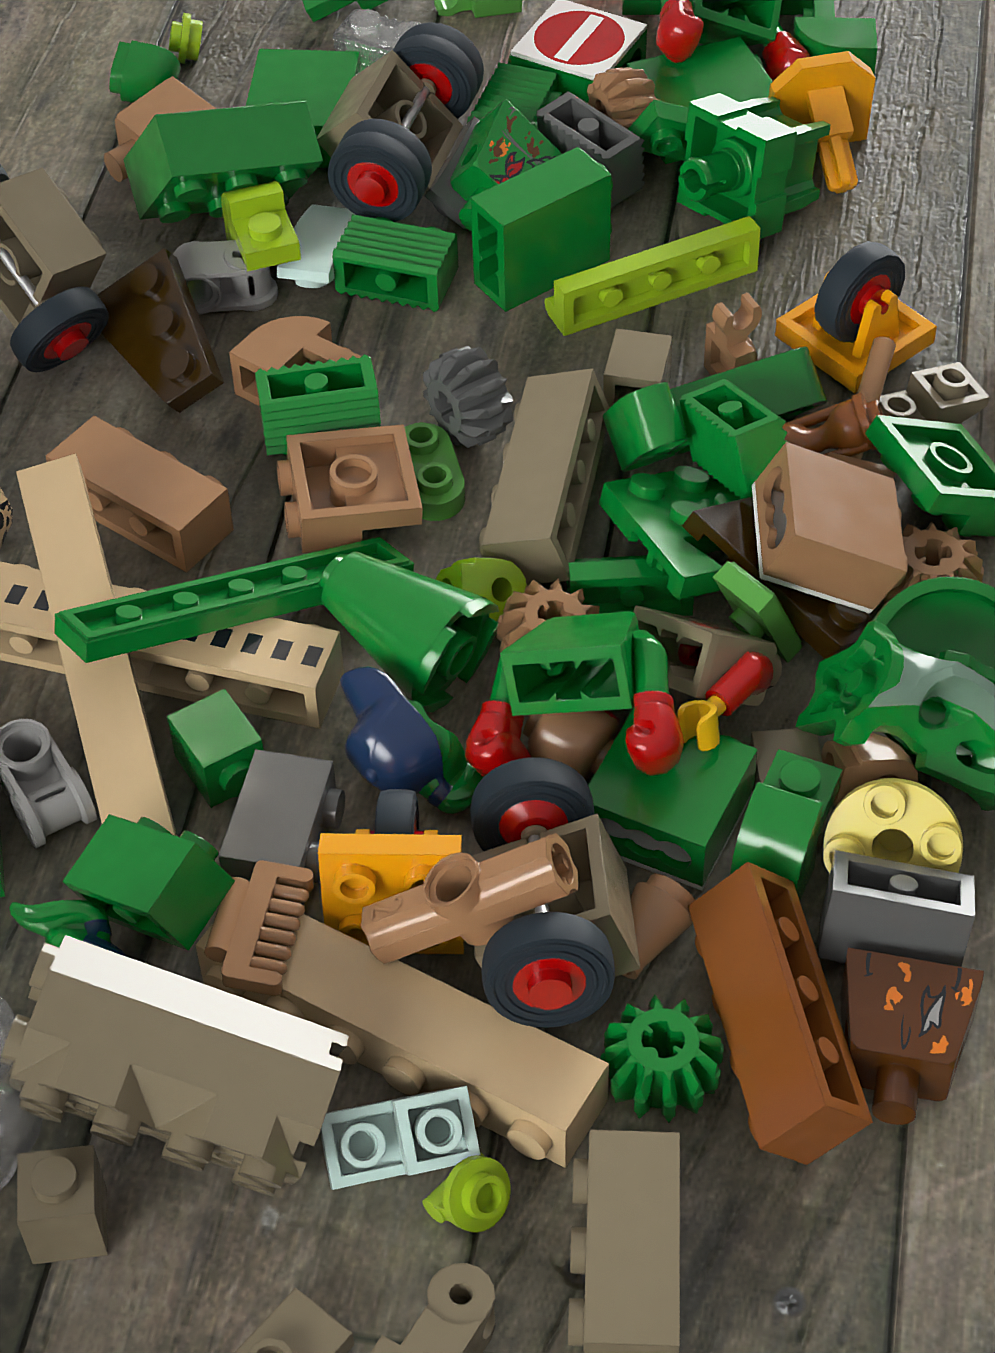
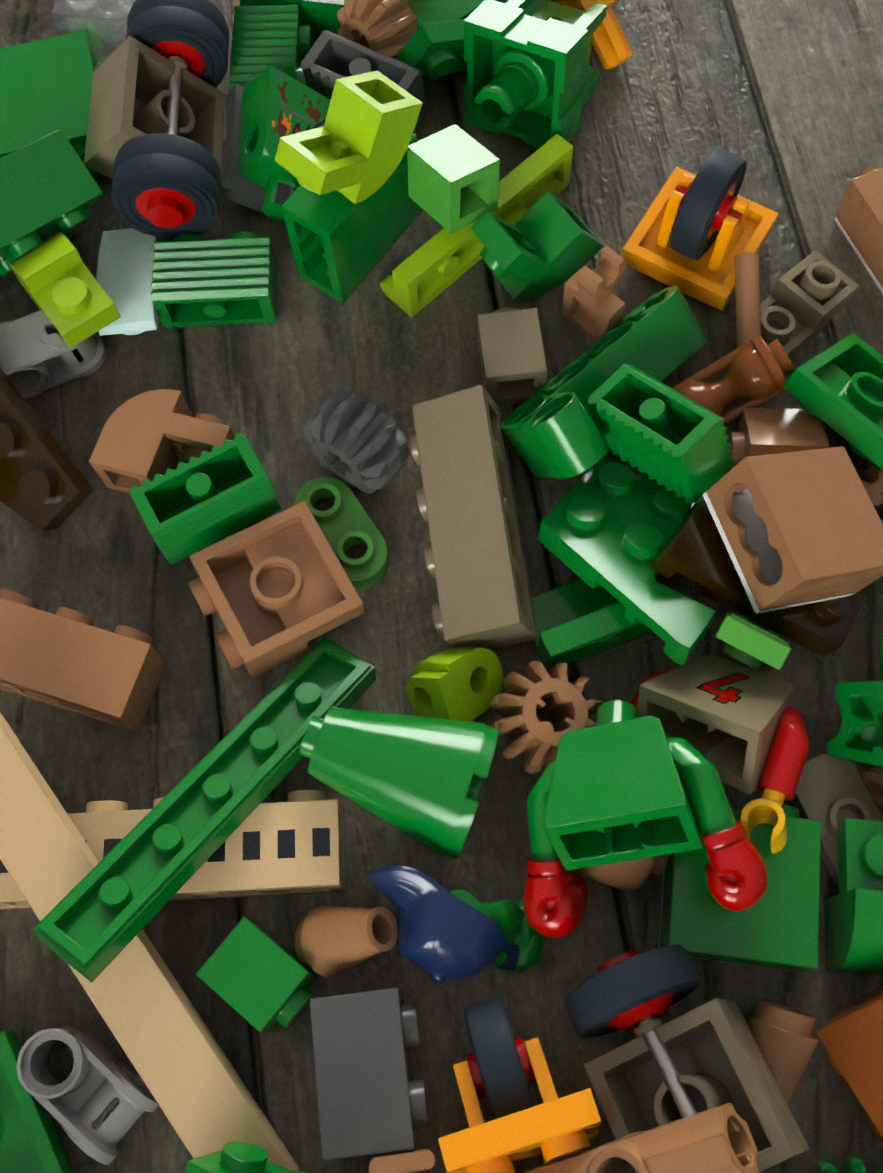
camera: 15 degrees left, 20 degrees up
(306, 729) = (342, 937): none -> medium nougat cone
(555, 158) = (360, 141): none -> lime brick
(632, 216) = (453, 177): none -> bright green brick
(686, 302) = (538, 250): none -> green brick

